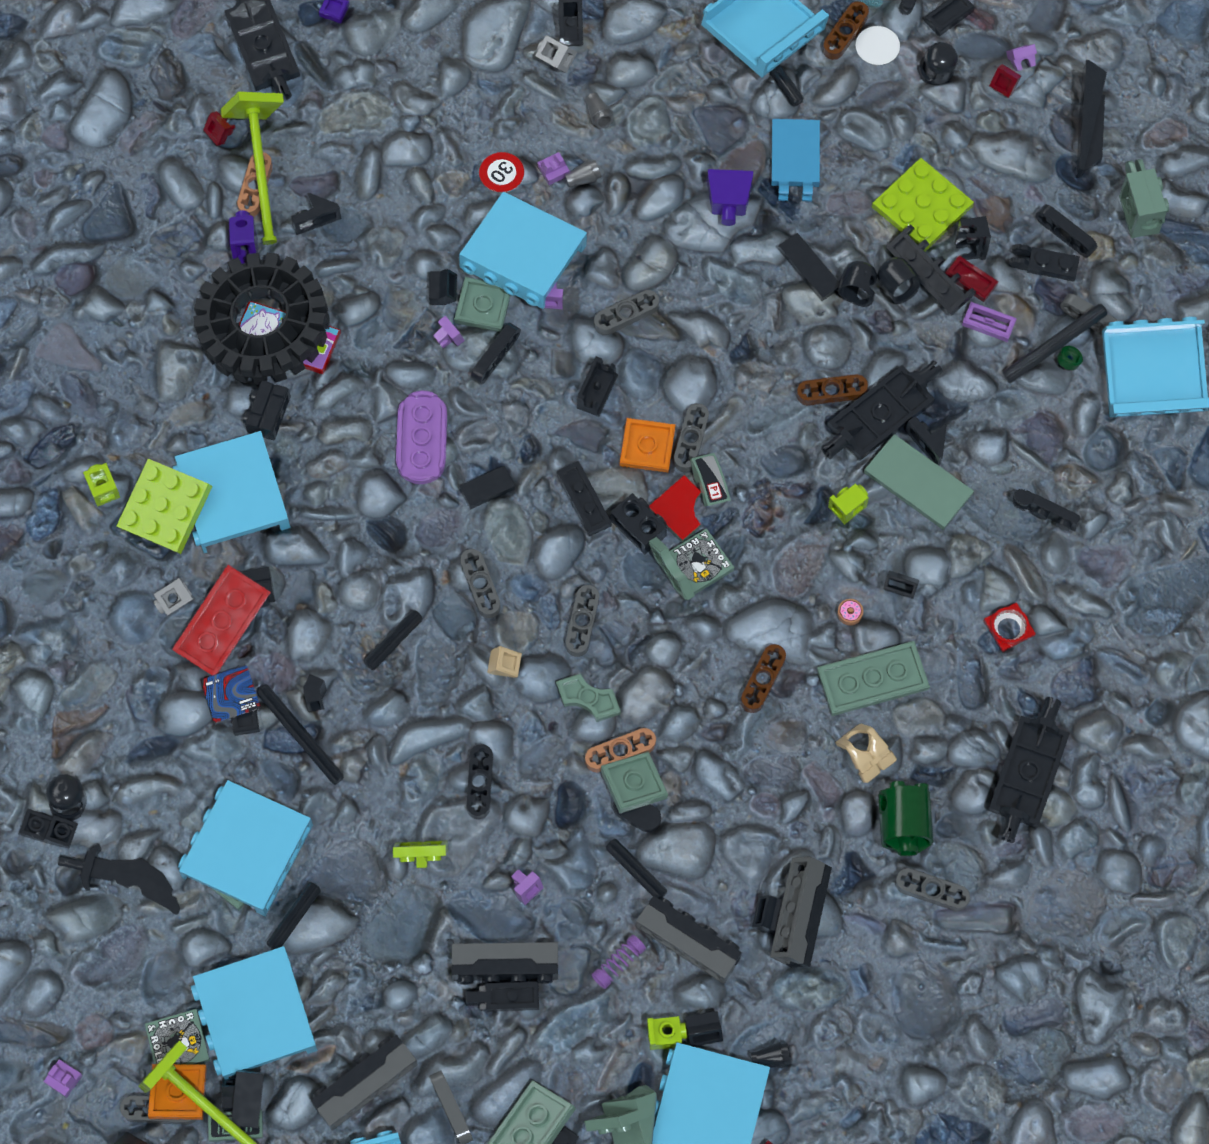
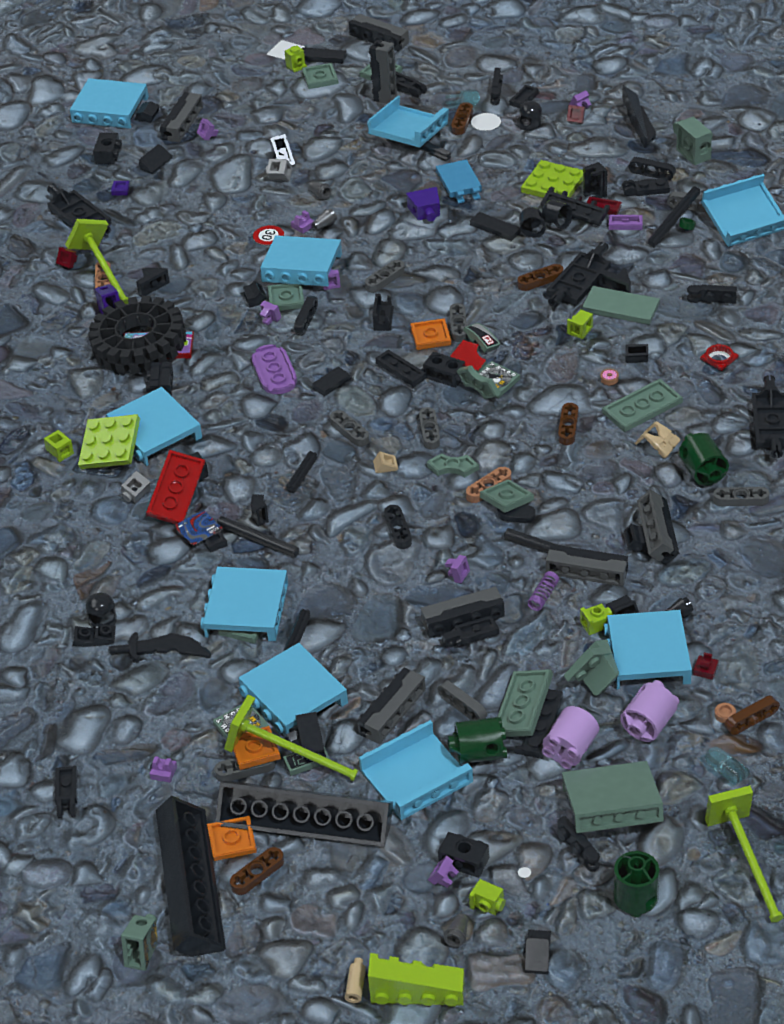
camera: 15 degrees left, 25 degrees down
(422, 850) = (374, 565): lime hinge -> none

